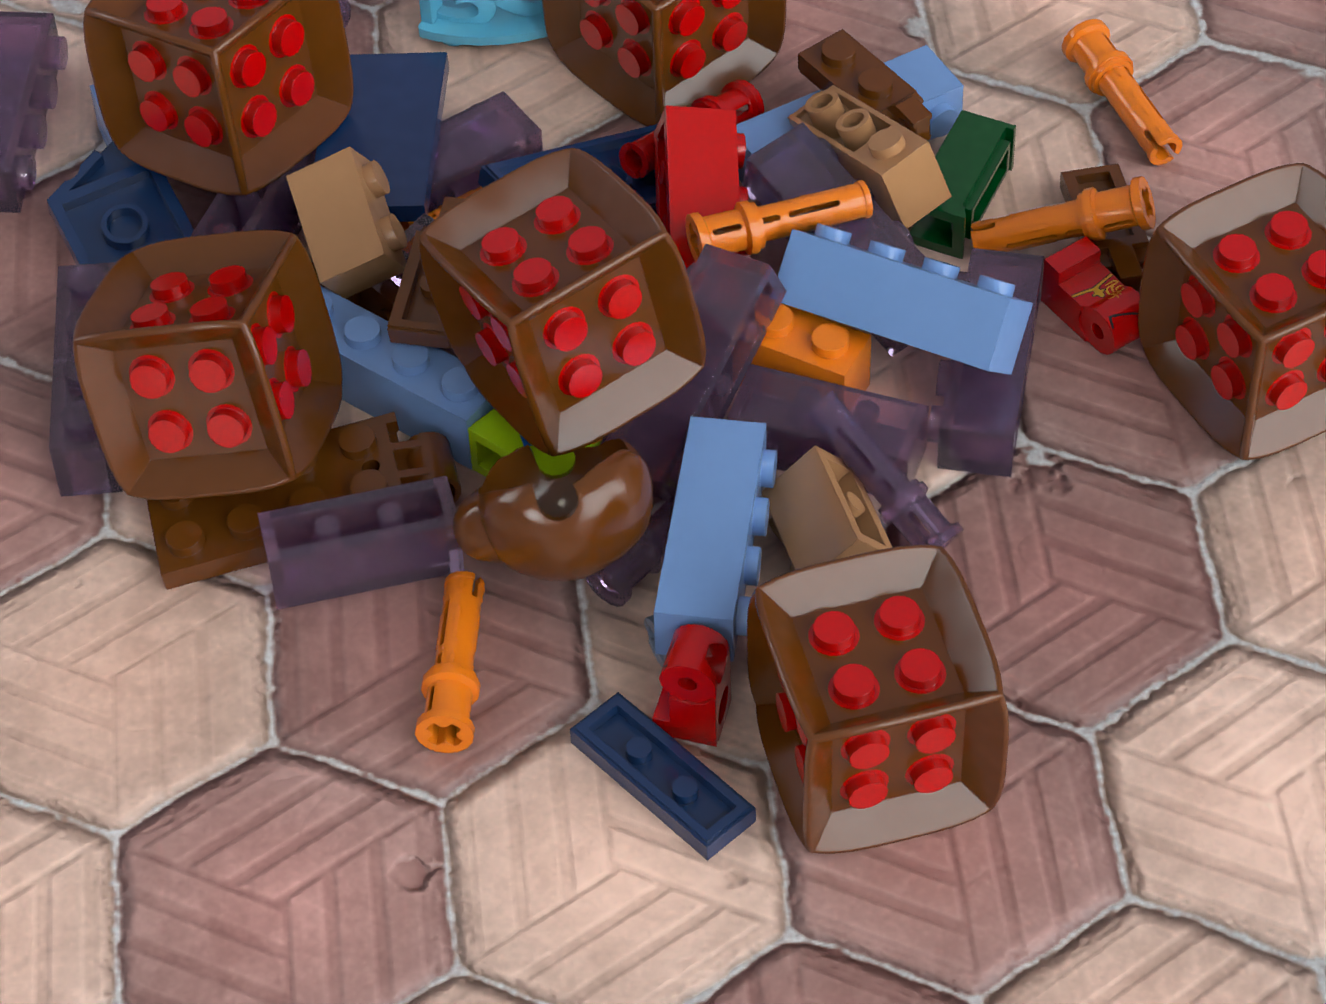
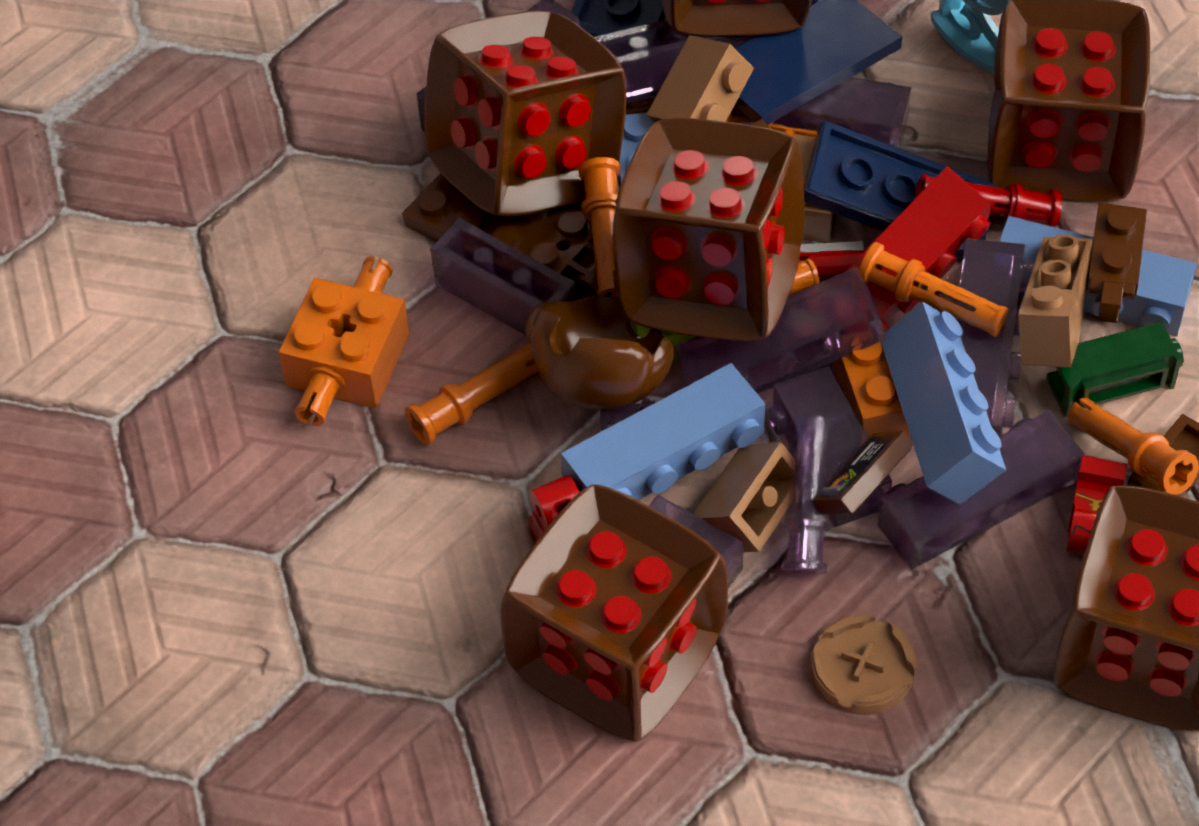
camera: 50 degrees right, 5 degrees up
(275, 724) = (344, 342): none -> orange brick
(381, 398) = (599, 207): none -> orange pin
(663, 775) = (496, 549): dark blue tile -> none
(912, 412) = (862, 473): none -> reddish brown tile
(1081, 579) = (863, 665): none -> medium nougat tile

